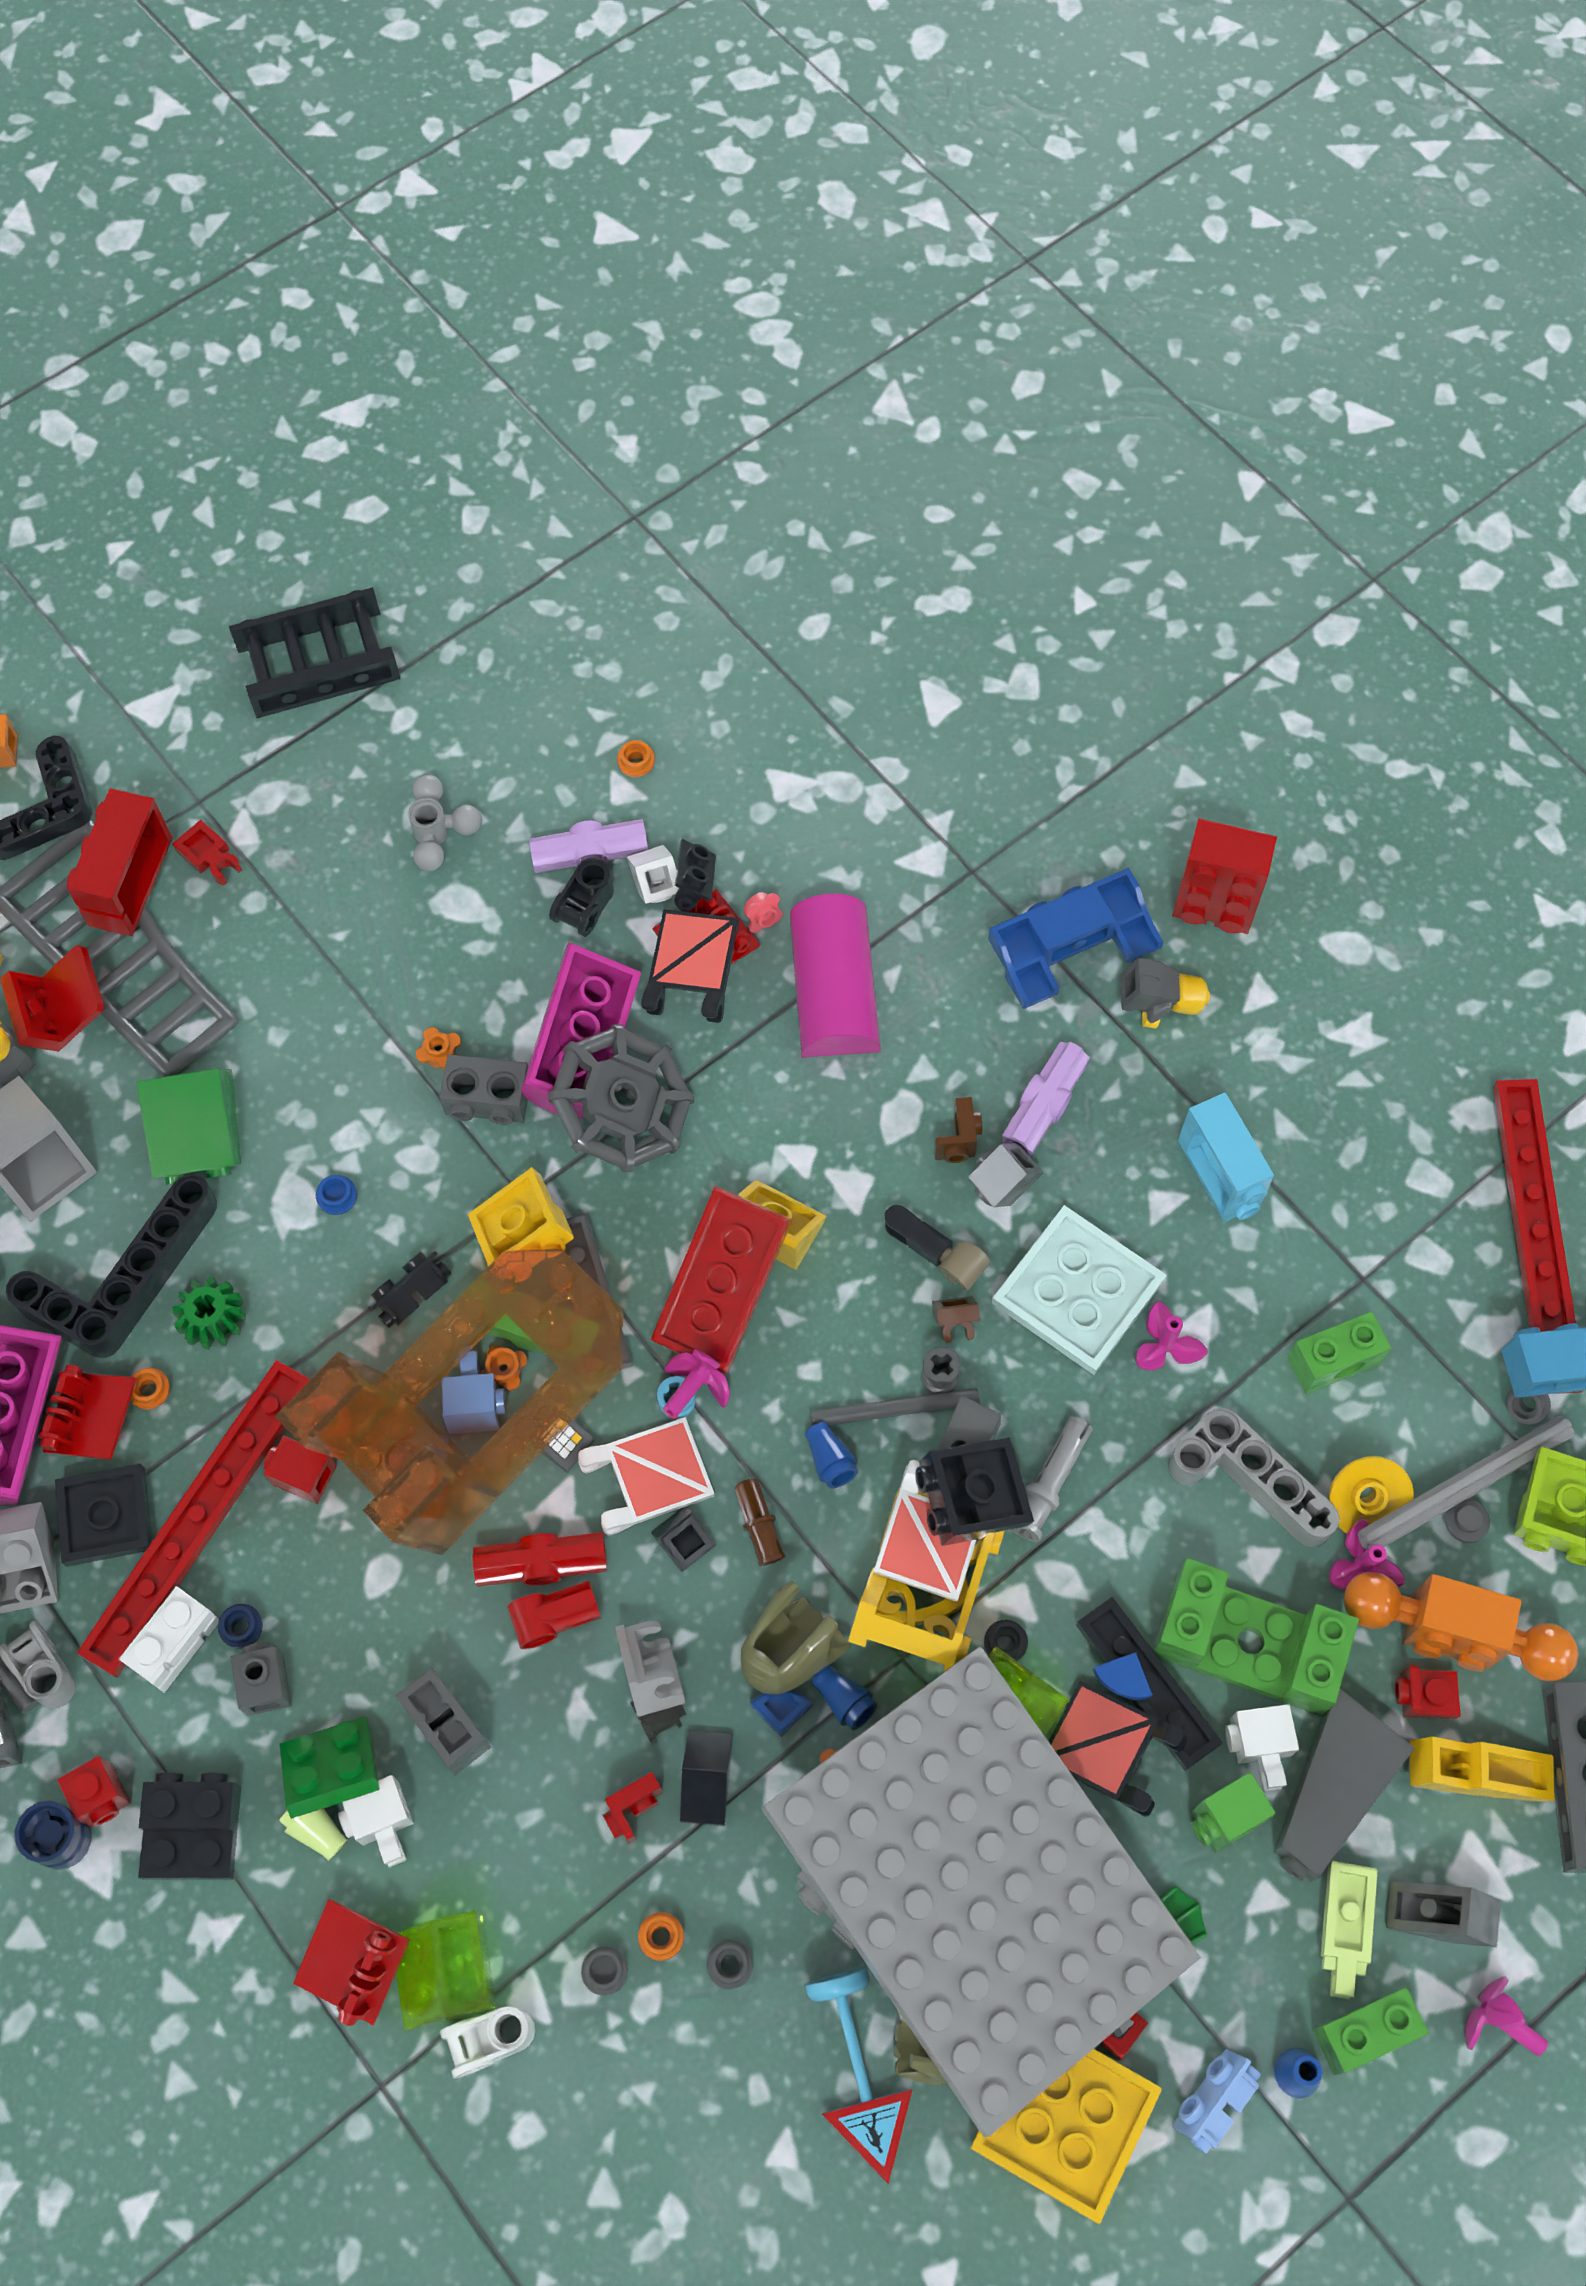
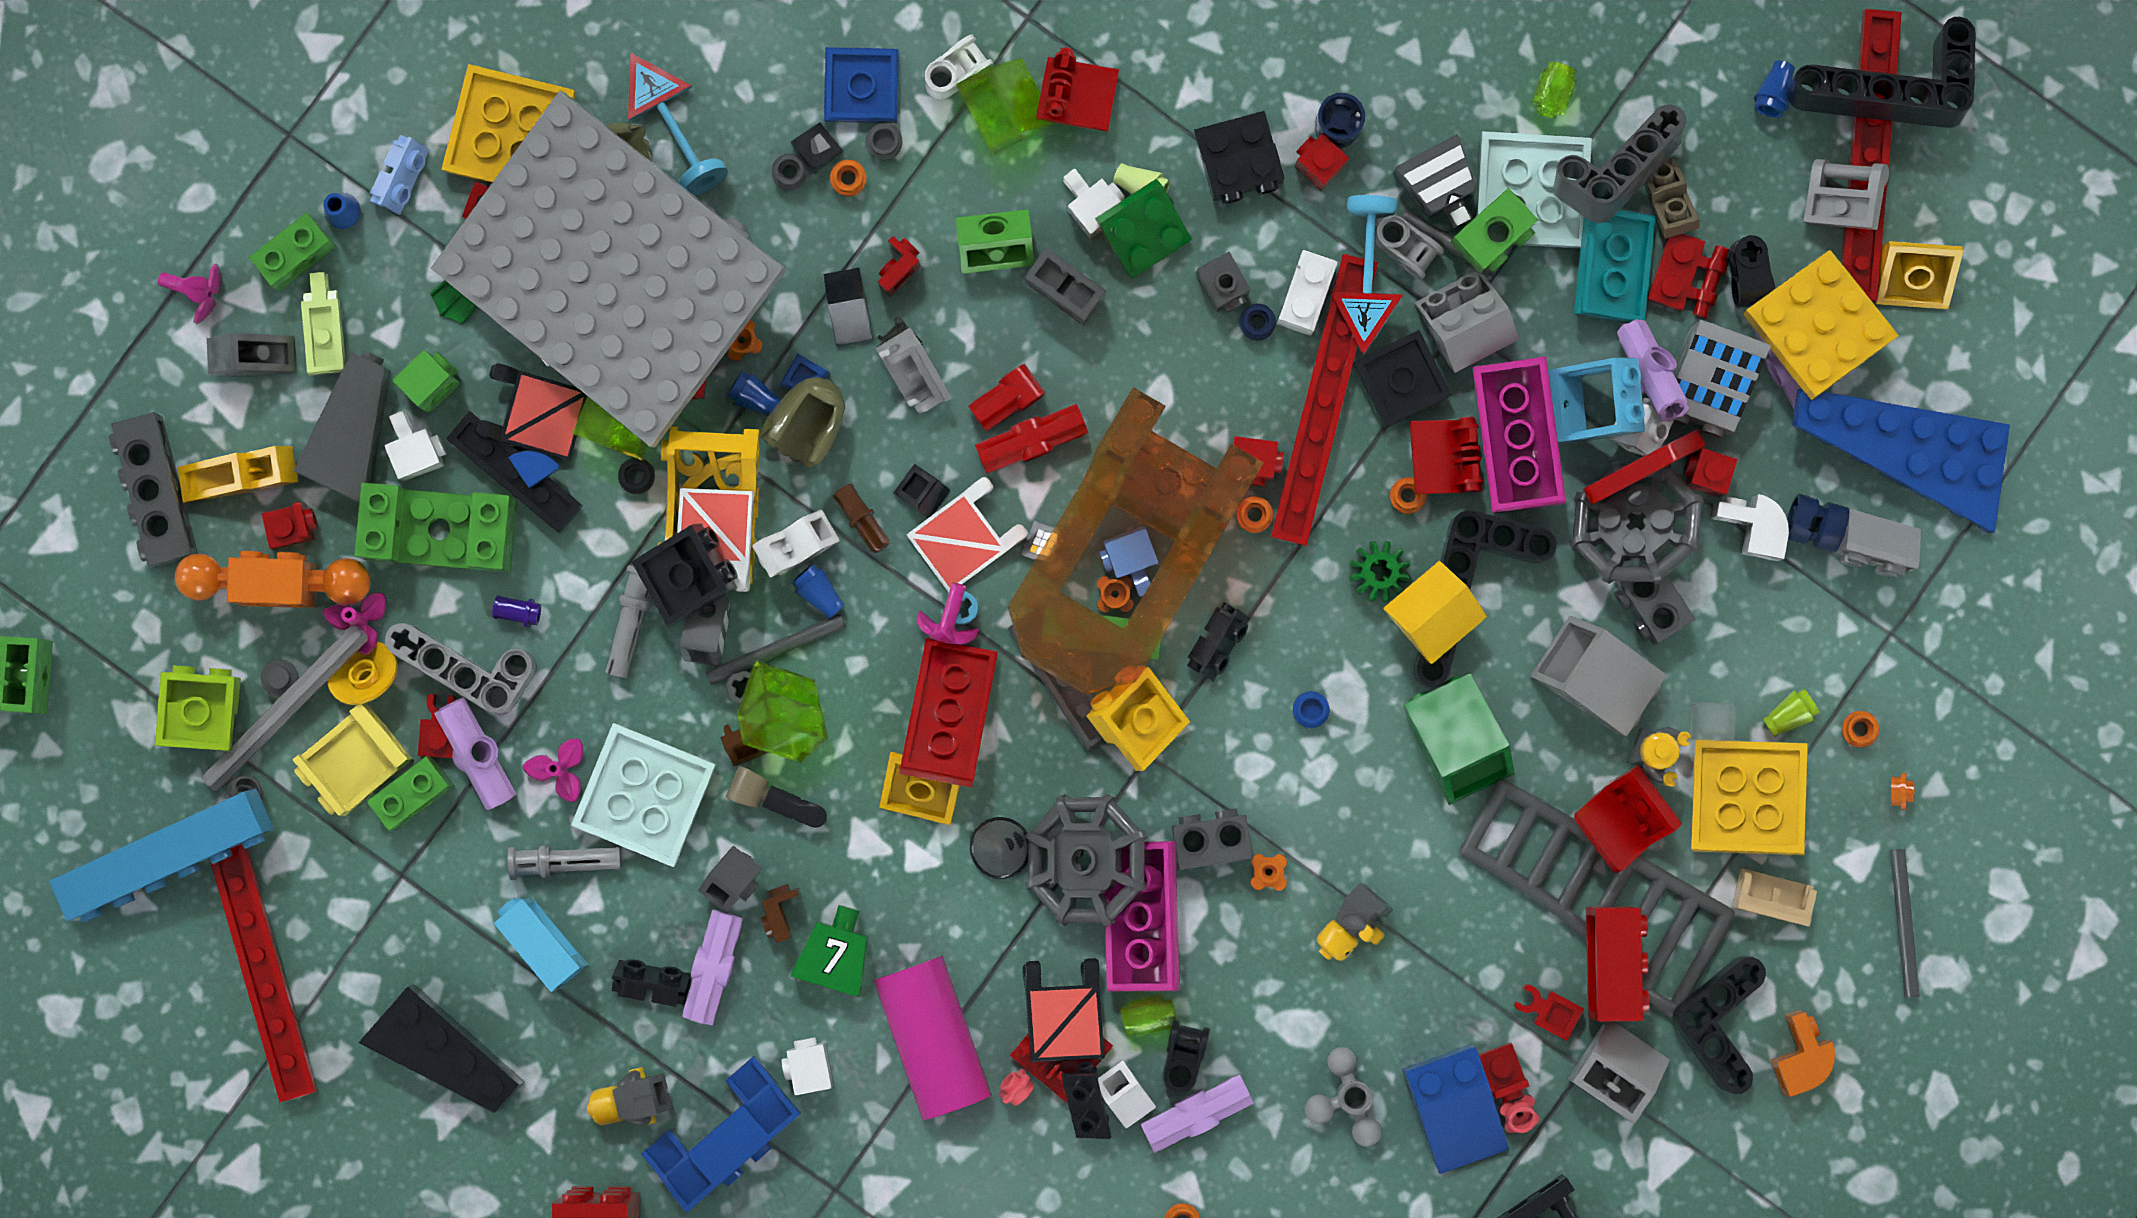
camera: 160 degrees right, 20 degrees up
(111, 1597) = (1368, 311): none -> medium azure piece
(162, 1246) = (1435, 611): none -> yellow slope
(165, 770) = (1620, 1071): none -> light grey slope
(273, 770) = (1522, 1122): none -> coral plate
(275, 810) = (1504, 1072): none -> red bracket
(332, 796) = (1456, 1108): none -> blue slope
(365, 978) = (1353, 921): none -> piece
(491, 1784) = (995, 241): none -> bright green brick
(609, 941) = (1148, 1015): none -> clear neon green brick
(611, 2054) = (861, 85): none -> blue tile
(688, 1987) = (816, 147): none -> black slope
(710, 1144) = (999, 847): none -> dark grey hat
(841, 1510) = (796, 544): none -> white brick
(904, 1326) = (781, 713): none -> clear neon green slope
(914, 1077) = (834, 954): none -> green torso
(970, 979) = (808, 1066): none -> white brick
(1102, 1099) = (634, 977): none -> black hinge
(1178, 1524) = (517, 610): none -> dark purple pin
(1202, 1247) = (545, 861): none -> light grey pin
(1266, 1395) = (464, 733): none -> lavender piece
(1296, 1415) = (431, 735): none -> red plate
(1353, 1086) = (439, 1048): none -> black wedge
(1400, 1407) = (351, 761): none -> light yellow panel

